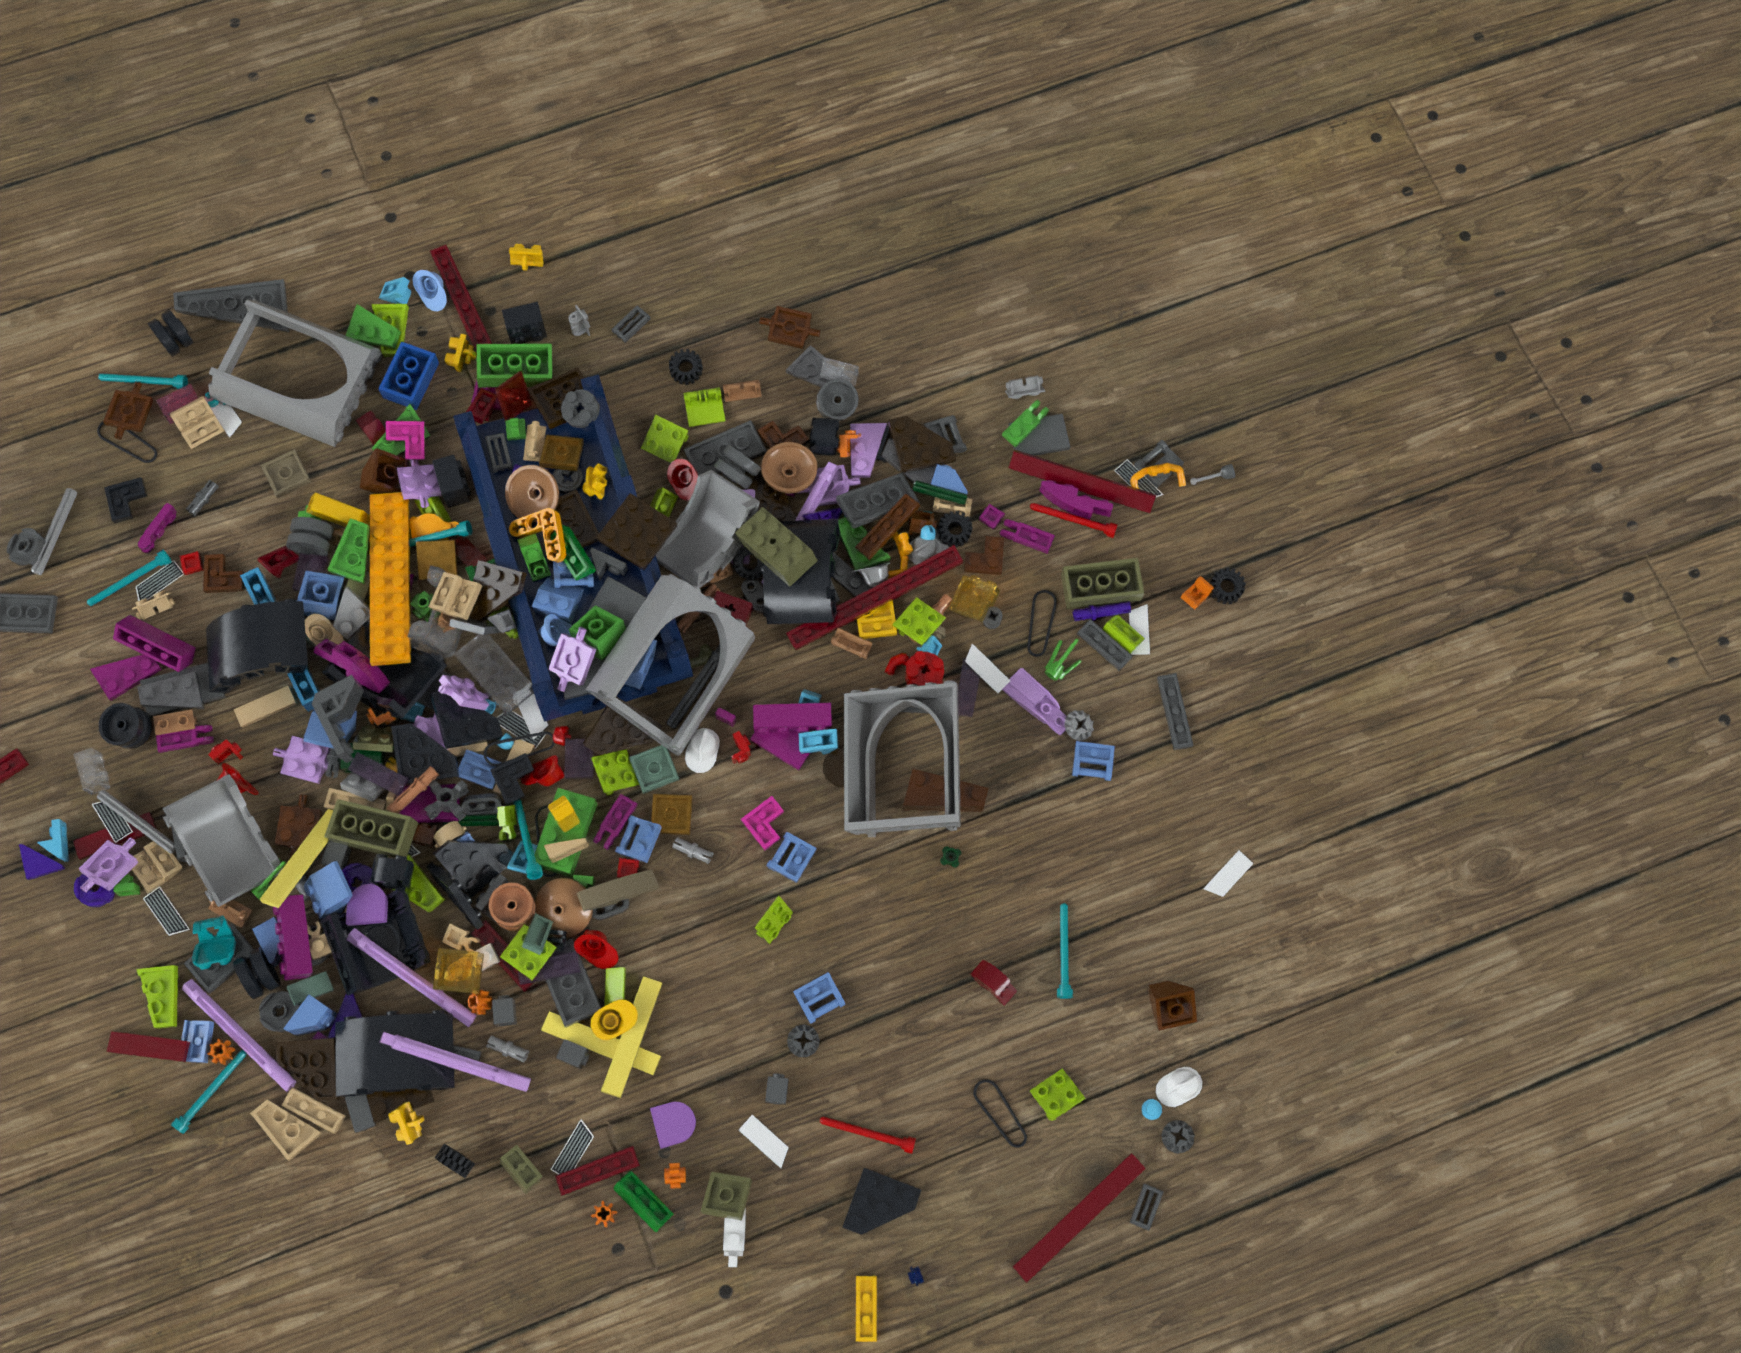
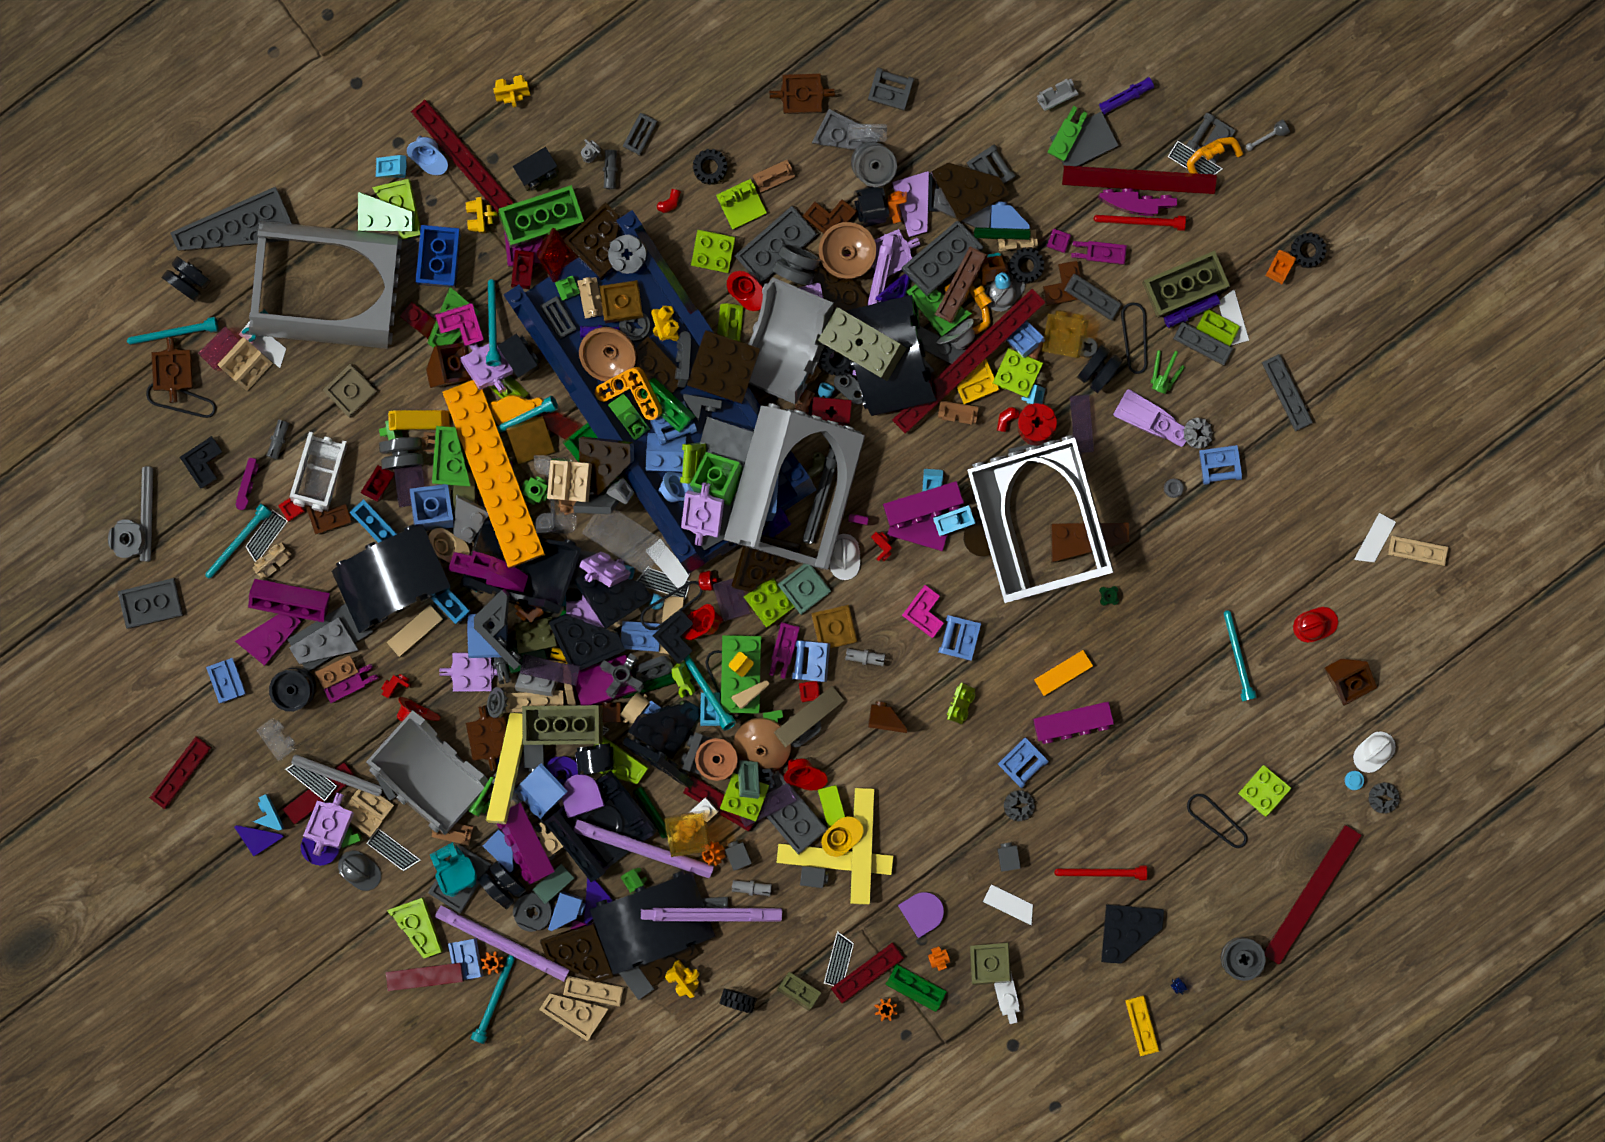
camera: 15 degrees left, 15 degrees up
(66, 703) = (226, 680): none -> medium blue plate
(125, 923) = (359, 870): none -> dark grey piece
(225, 534) = (317, 472): none -> door
(318, 794) = (497, 709): none -> dark grey gear
(390, 1002) = (632, 880): none -> bright green tile
(420, 784) = (592, 671): nougat pin -> none
(426, 472) = (493, 357): none -> teal piece
(432, 939) = (651, 811): none -> dark green axle
(458, 937) = (672, 800): tan plate -> none
(584, 605) = (691, 460): none -> lime plate
(593, 346) = (610, 169): none -> dark grey pin
(602, 516) = (683, 358): none -> dark grey hinge
(638, 389) = (669, 204): none -> red arm
(646, 698) = (778, 524): none -> dark purple tile
(692, 914) = (884, 718): none -> reddish brown slope
(731, 589) = (825, 390): none -> medium azure hinge
(870, 349) = (887, 94): none -> dark grey plate
(880, 970) = (1073, 721): none -> magenta brick
(884, 920) = (1063, 672): none -> light orange tile
(934, 592) = (1025, 339): none -> medium blue plate
(986, 669) = (1094, 401): white sticker -> none
(994, 981) = (1180, 704): dark red brick -> none
(999, 637) = (1100, 369): none -> black wheel
(1002, 1261) = (1251, 966): none -> dark grey wheel
(1010, 573) = (1092, 297): none -> dark grey tile
(1041, 771) = (1173, 488): none -> flat silver tile
(1089, 406) = (1127, 95): none -> dark purple pin
(1133, 1218) = (1369, 871): dark grey tile -> none
(1149, 941) = (1315, 624): none -> red piece
(1269, 897) = (1417, 550): none -> tan tile

